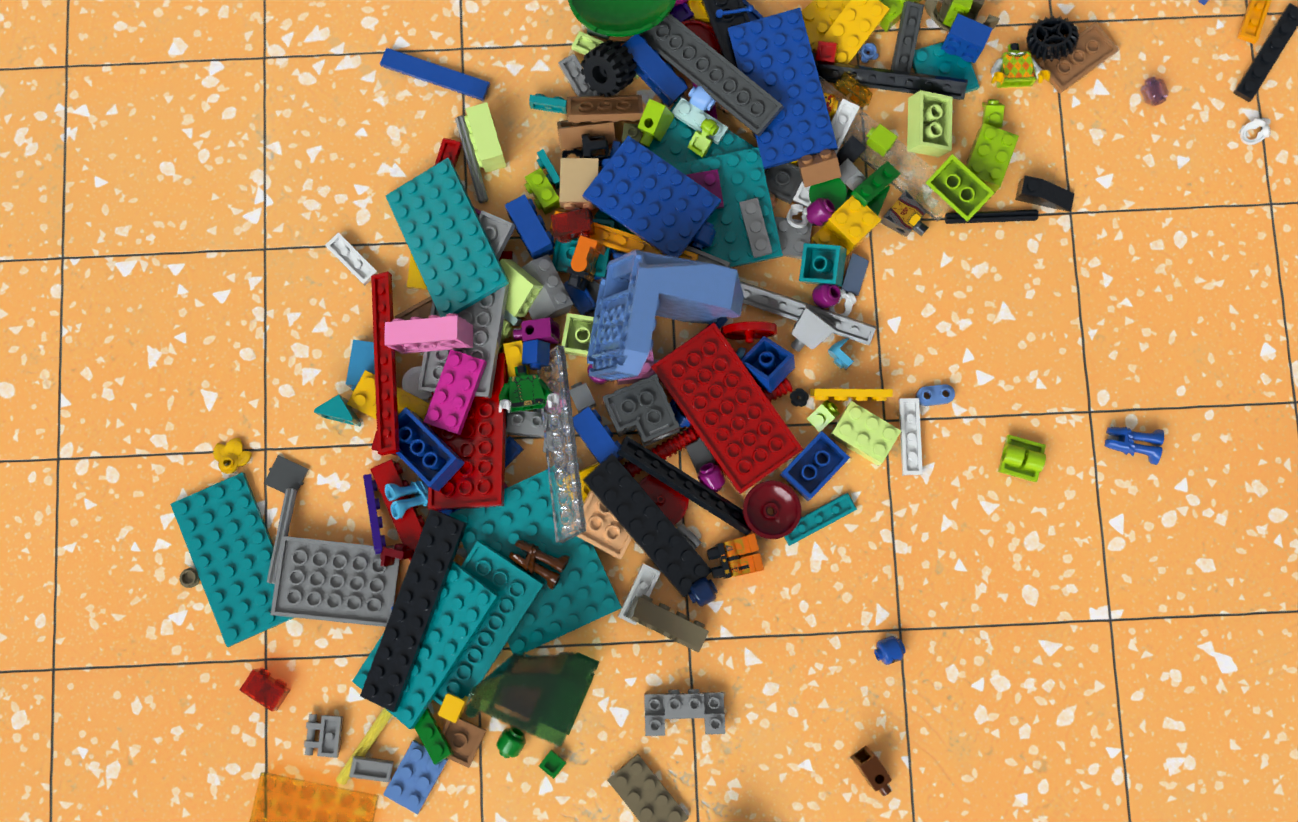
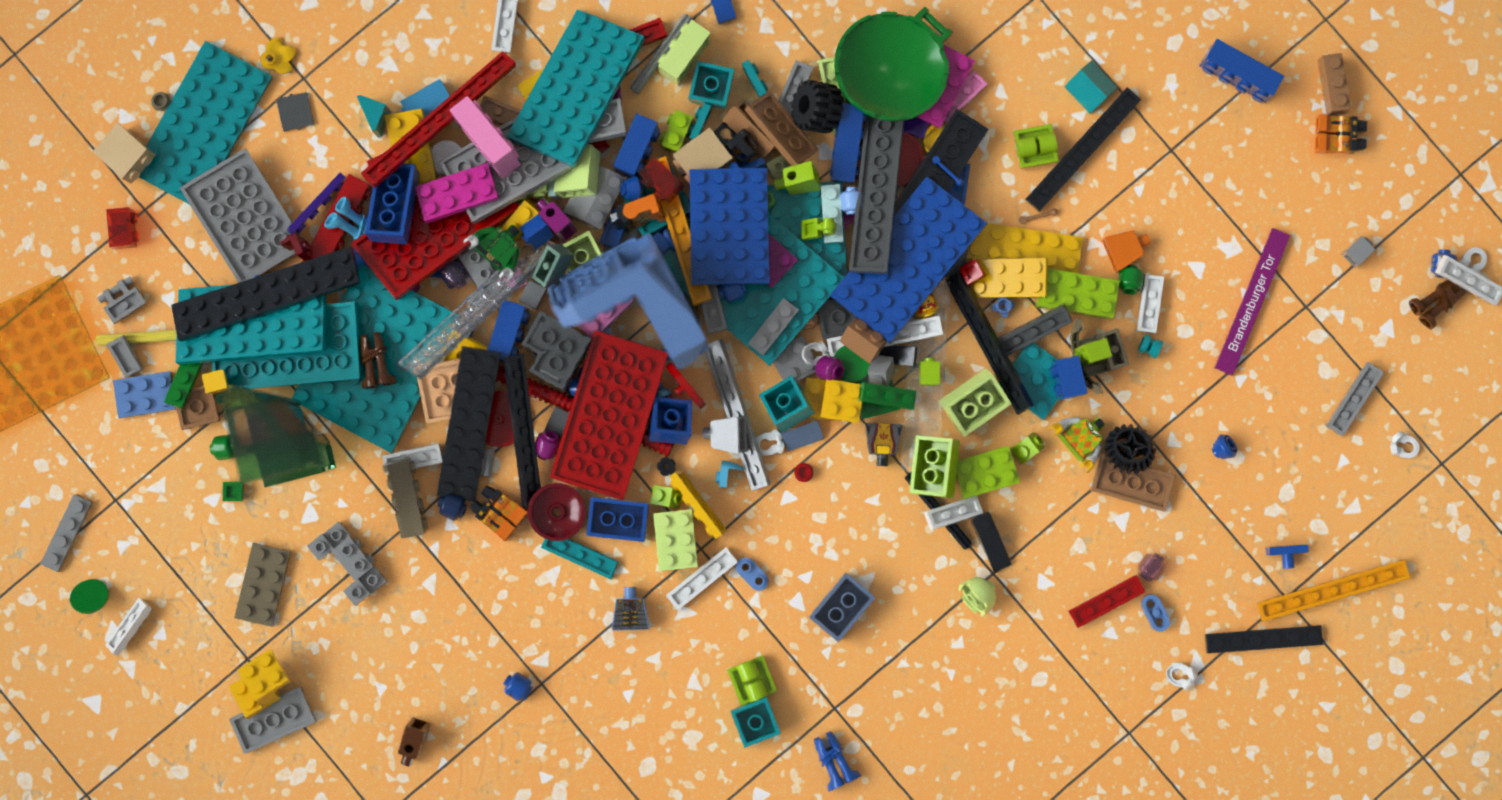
camera: 50 degrees right, 5 degrees up
(206, 639) = (124, 153): none -> tan brick
(283, 530) = (250, 144): light grey axle -> none
(518, 447) = (454, 275): none -> clear purple head
(527, 137) = (711, 85): none -> teal brick
(560, 254) = (632, 188): none -> blue cone
(573, 359) = (552, 265): none -> sand green brick
(826, 295) = (763, 425): magenta head -> none
(860, 95) = (959, 322): clear yellow hinge -> none
(884, 295) = (803, 472): none -> red plate
(896, 513) = (630, 612): none -> torso
(1004, 205) = (953, 513): none -> white plate
(1016, 343) = (841, 607): none -> sand blue brick
(1060, 480) = (755, 722): none -> teal brick
(1083, 233) = (978, 594): none -> yellowish green cylinder
(1156, 143) = (1106, 601): none -> red plate
(1191, 114) = (1155, 612): none -> medium blue plate

